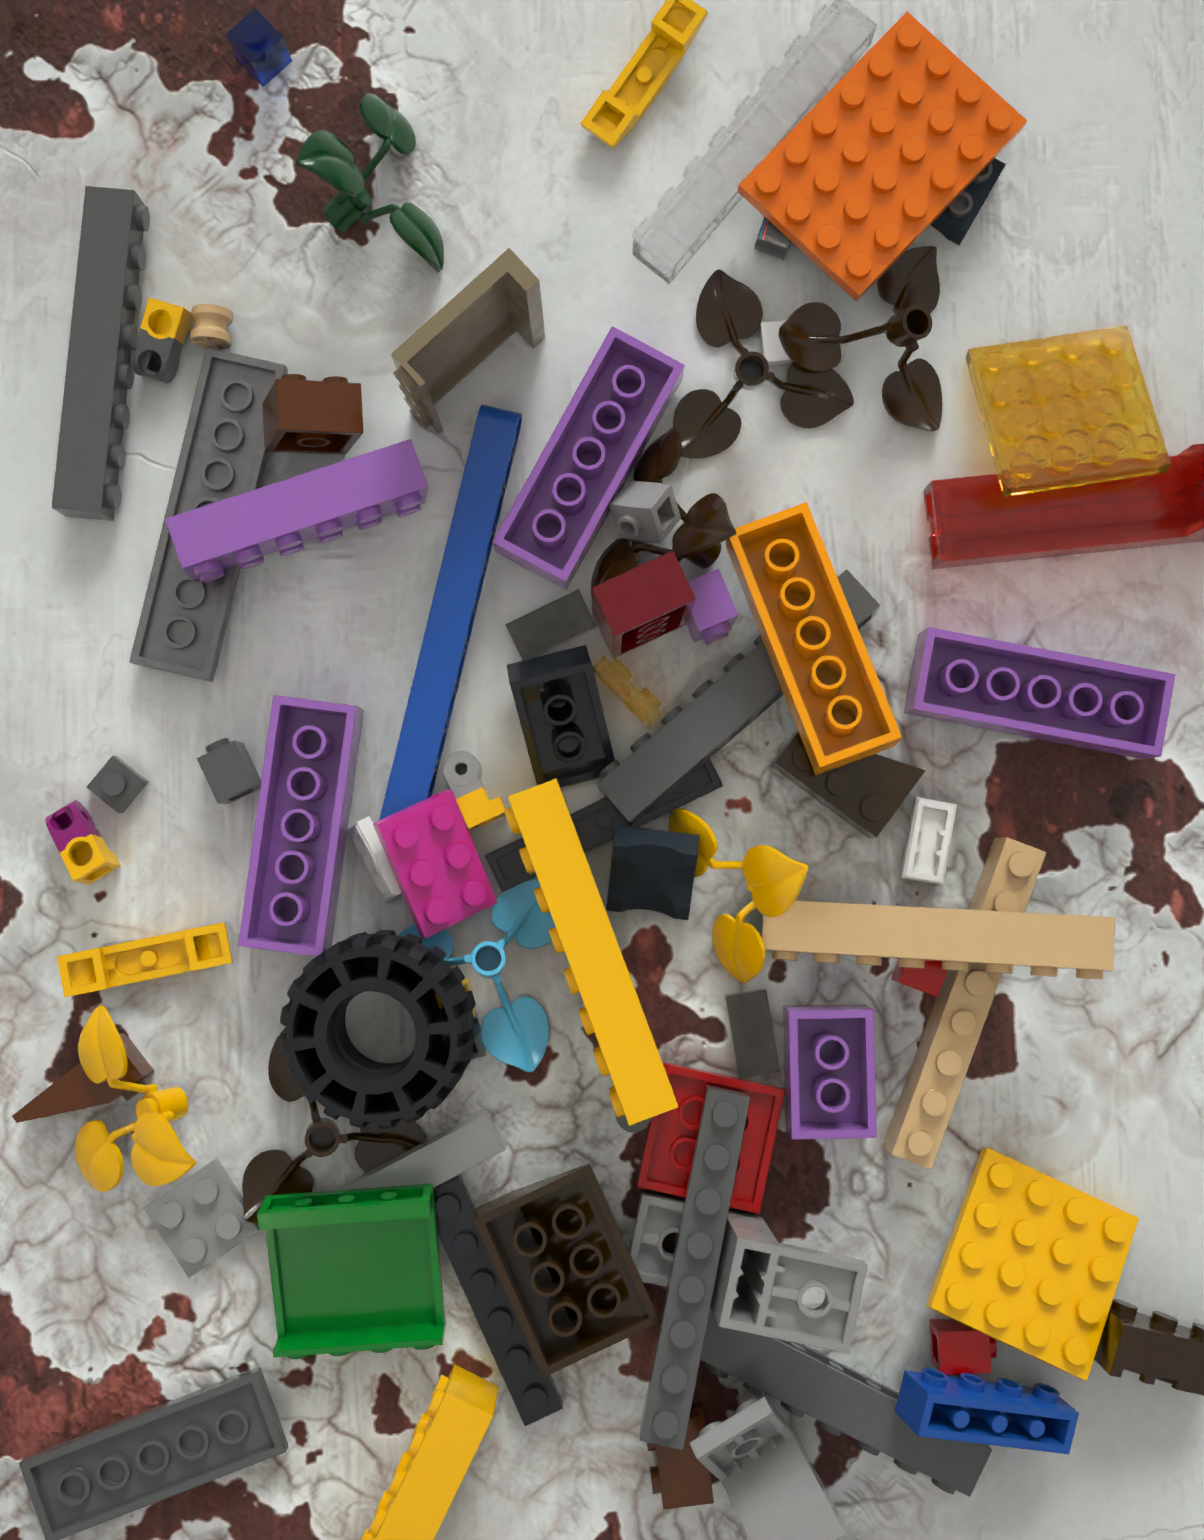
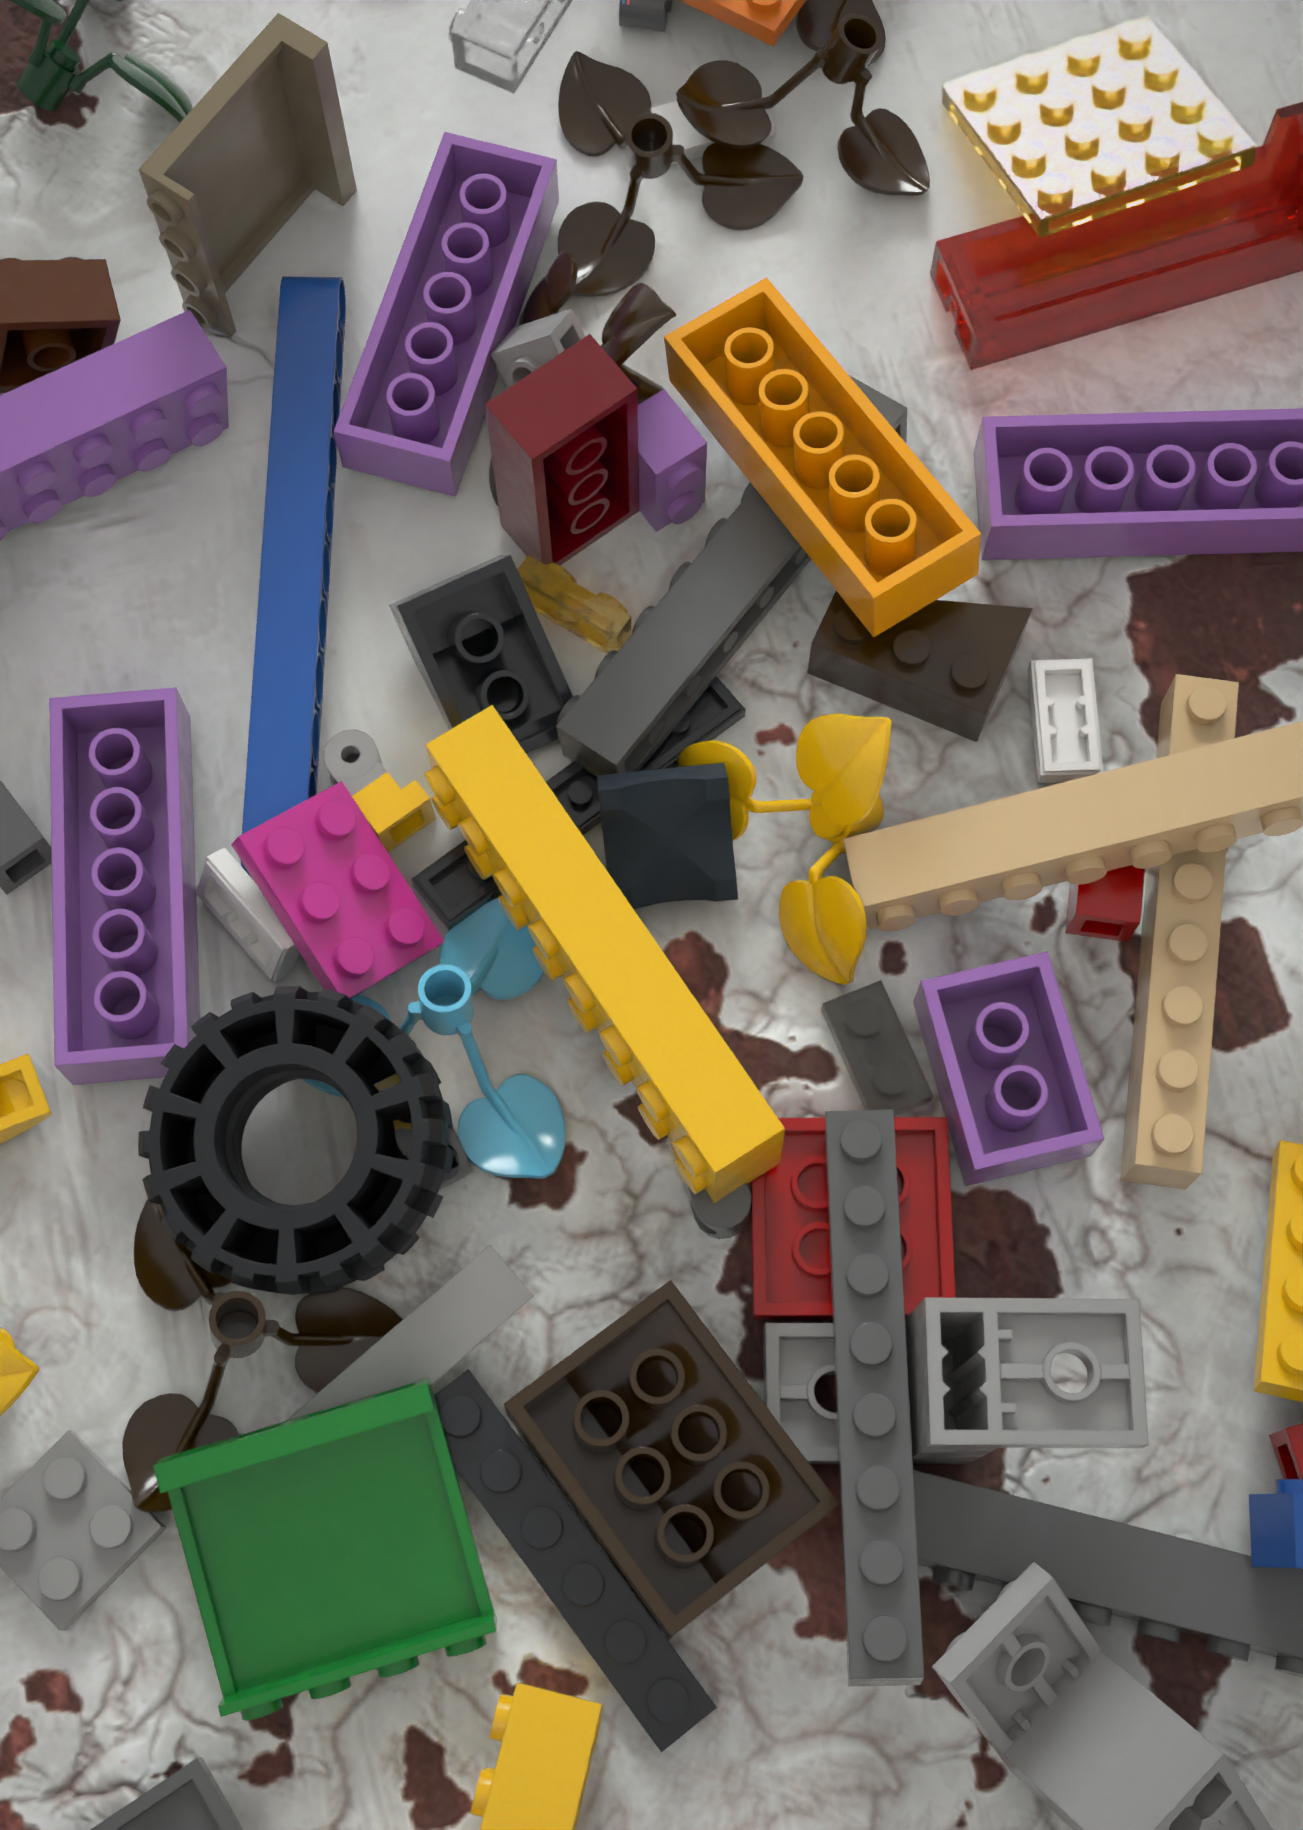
camera: 10 degrees left, 15 degrees down
(551, 625) = (444, 545): clear smoke plate -> none
(679, 1474) = (931, 1748): reddish brown brick -> none

